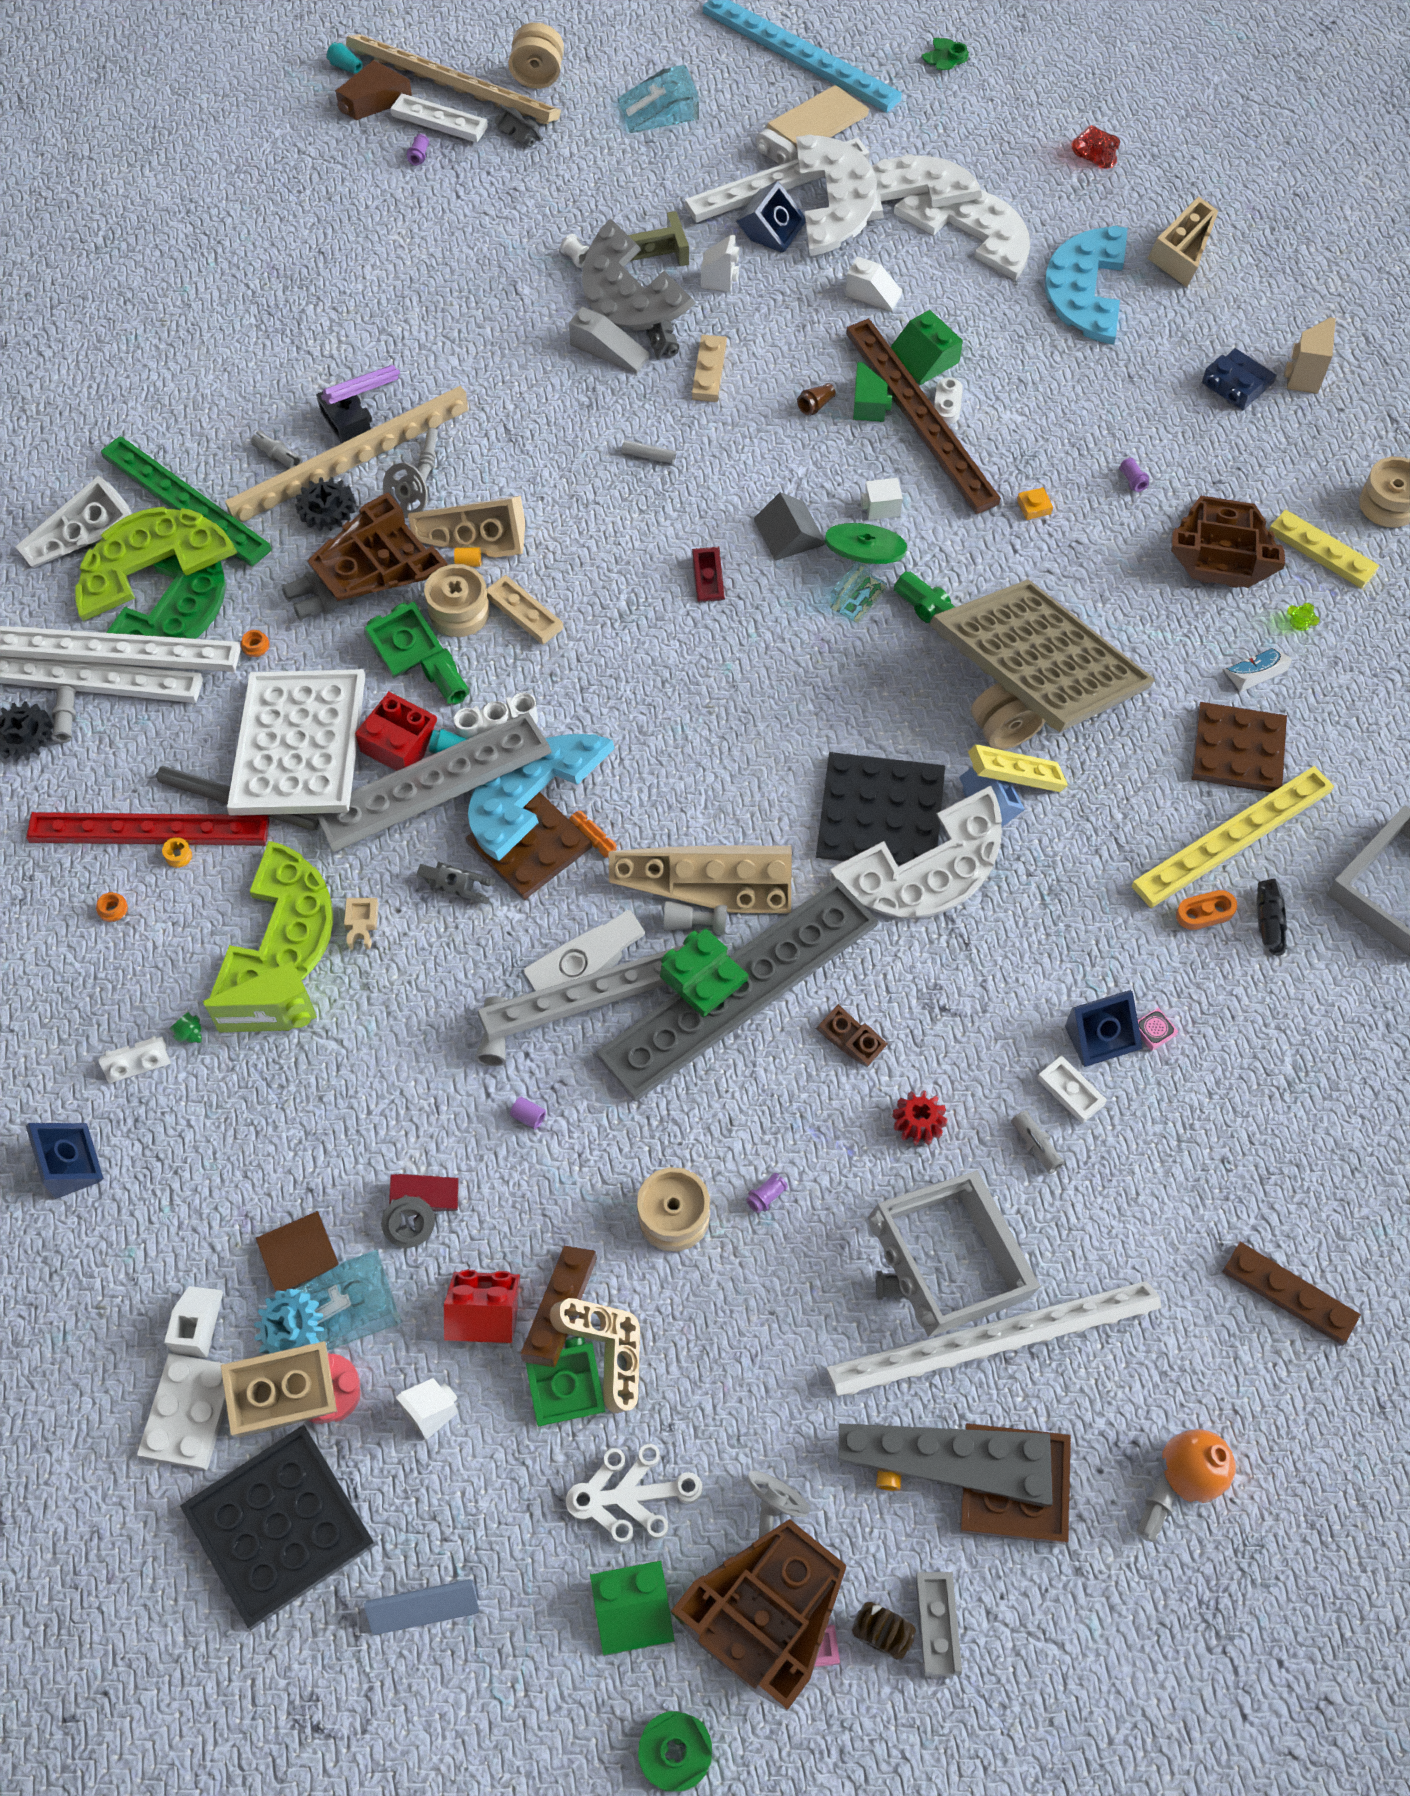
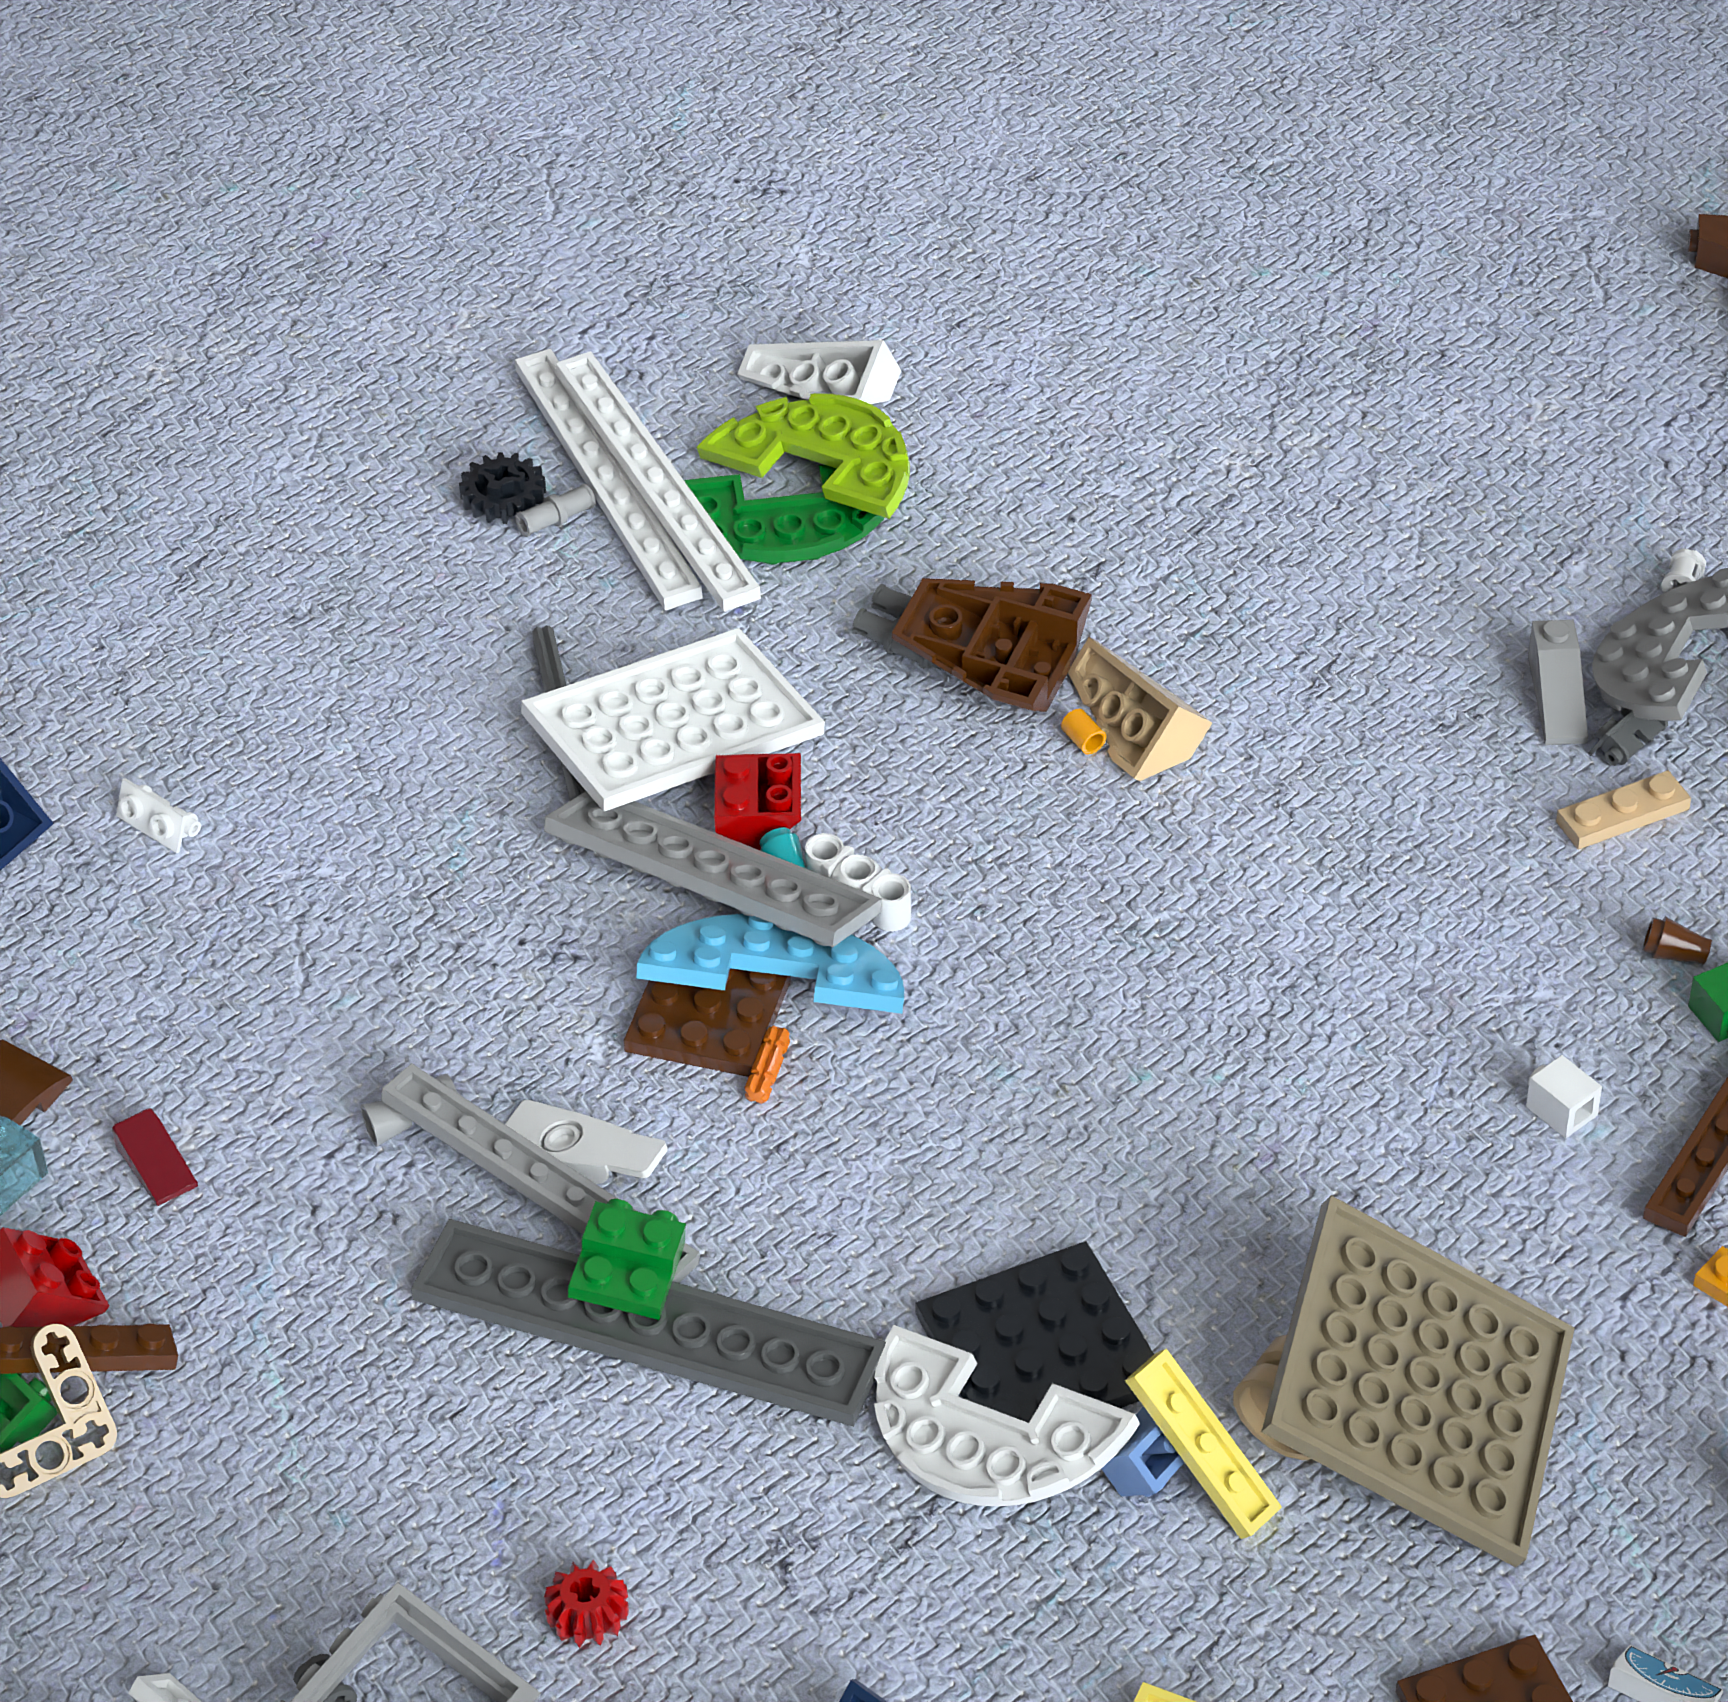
camera: 60 degrees right, 15 degrees down
(107, 901) = (335, 689): orange plate -> none
(147, 828) = (463, 666): red tile -> none
(179, 495) = (939, 445): green plate -> none
(179, 861) = (448, 705): light orange bush -> none
(187, 1029) = (223, 836): green plate -> none
(254, 637) = (788, 612): orange plate -> none
(264, 1003) = (297, 877): lime slope -> none
(276, 450) = (1087, 478): light grey pin -> none
(298, 924) = (411, 863): lime plate -> none
(338, 502) = (1043, 558): black gear -> none
(345, 417) = (1196, 504): black brick -> none
(348, 454) = (1141, 542): tan plate -> none
(360, 384) = (1243, 487): axle -> none
(360, 917) = (475, 907): tan plate -> none
(401, 638) = (901, 733): green plate -> none
(405, 1236) = (94, 1174): dark grey gear -> none
(413, 486) = (1129, 619): light grey dish -> none
(416, 153) = (1688, 346): medium lavender pin -> none
(443, 672) = (886, 796): green piece -> none
(443, 878) = (594, 966): dark grey hinge -> none
(457, 600) = (1000, 751): tan wheel -> none
(524, 609) = (1048, 824): tan plate -> none
(528, 1112) = (324, 1200): medium lavender hinge -> none
(648, 452) = (1418, 819): light grey piece -> none
(673, 1190) = (277, 1399): tan wheel -> none
(682, 917) = (705, 1207): light grey piece -> none
(708, 574) = (1271, 977): dark red slope -> none
(730, 875) = (791, 1210): tan wedge -> none
(761, 1197) = (370, 1493): medium lavender pin -> none
(788, 527) = (1428, 1023): dark grey slope -> none
(852, 1038) = (664, 1476): reddish brown slope -> none
(856, 592) = (1383, 1144): clear light blue panel -> none
(866, 543) = (1461, 1110): green piece -> none
(925, 600) = (1435, 1212): green piece -> none

